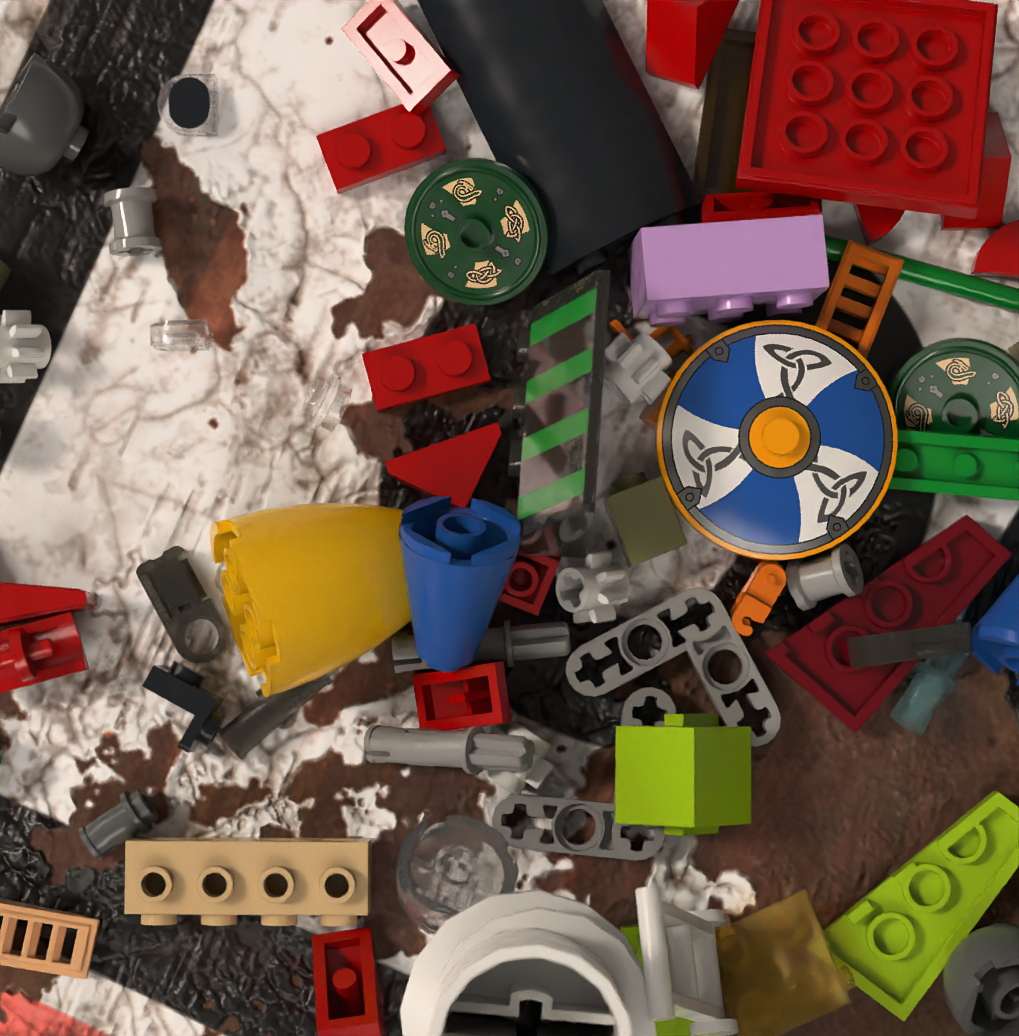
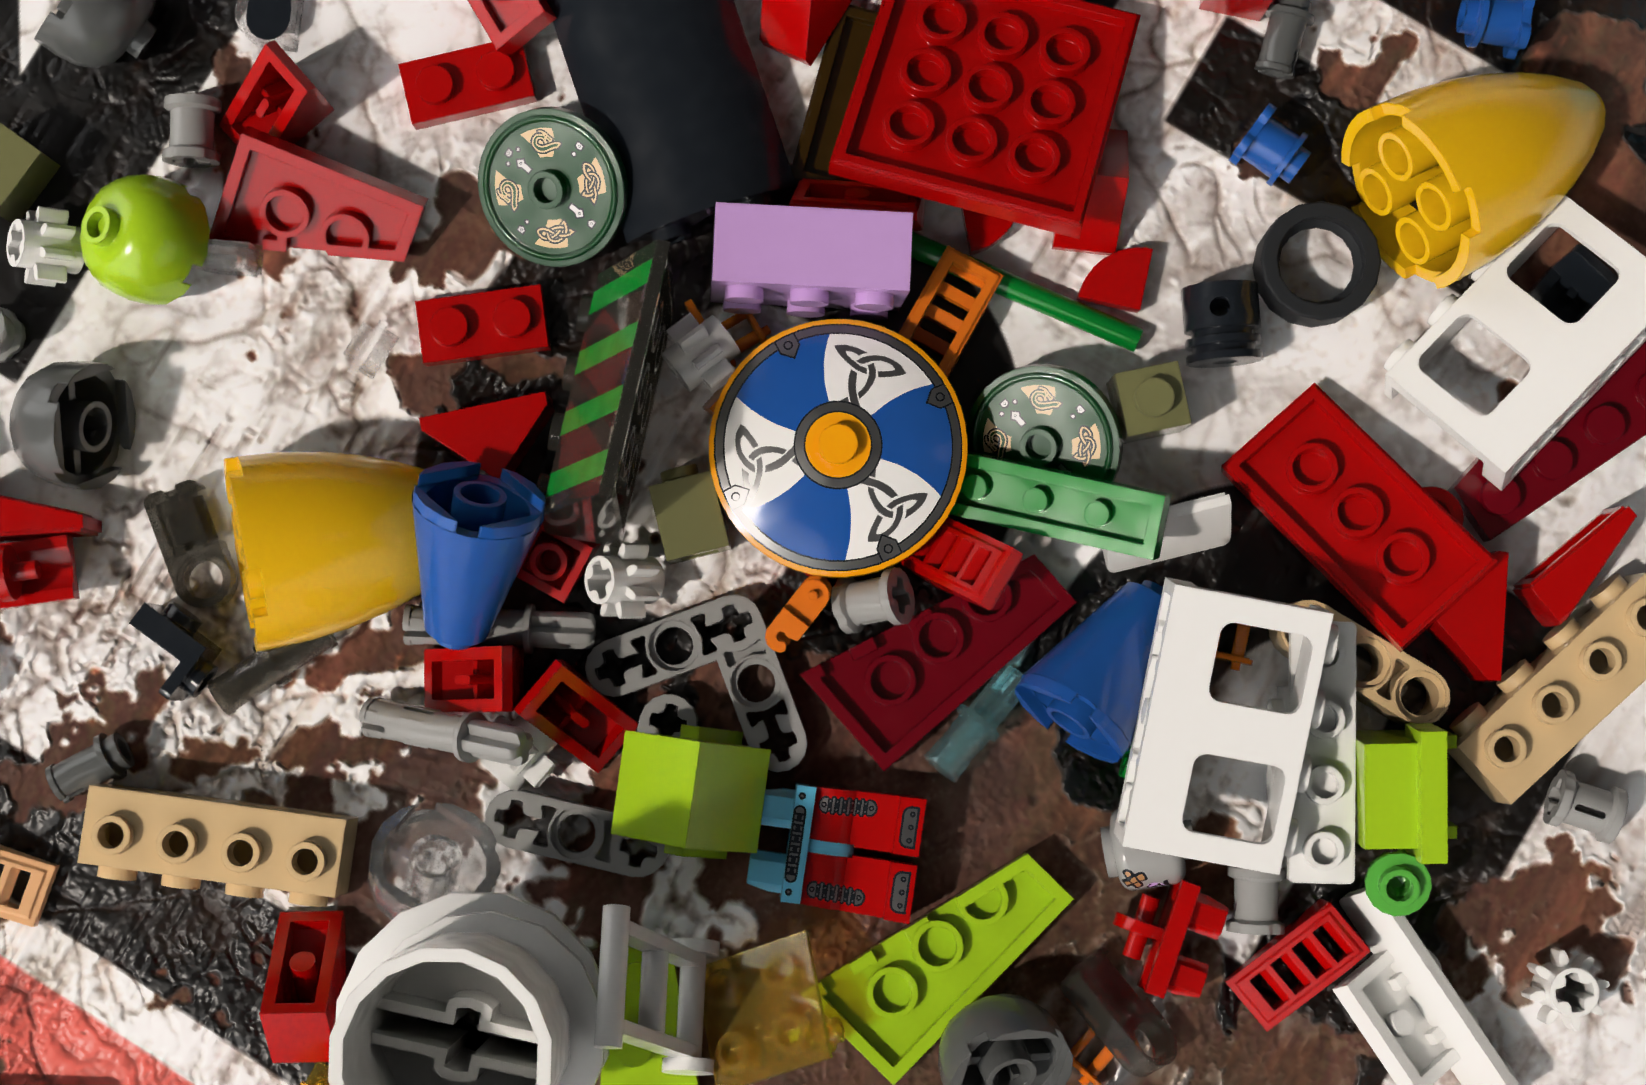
camera: 10 degrees right, 0 degrees up
(60, 506) = (72, 422): none -> dark grey cylinder
(107, 327) = (144, 238): none -> lime cylinder
(206, 191) = (275, 99): none -> red slope
(249, 273) = (307, 201): none -> red wing
(566, 718) = (576, 715): none -> red slope
(805, 815) = (820, 848): none -> hips
(900, 528) = (965, 563): none -> red slope
(910, 645) = (950, 684): clear smoke piece -> none

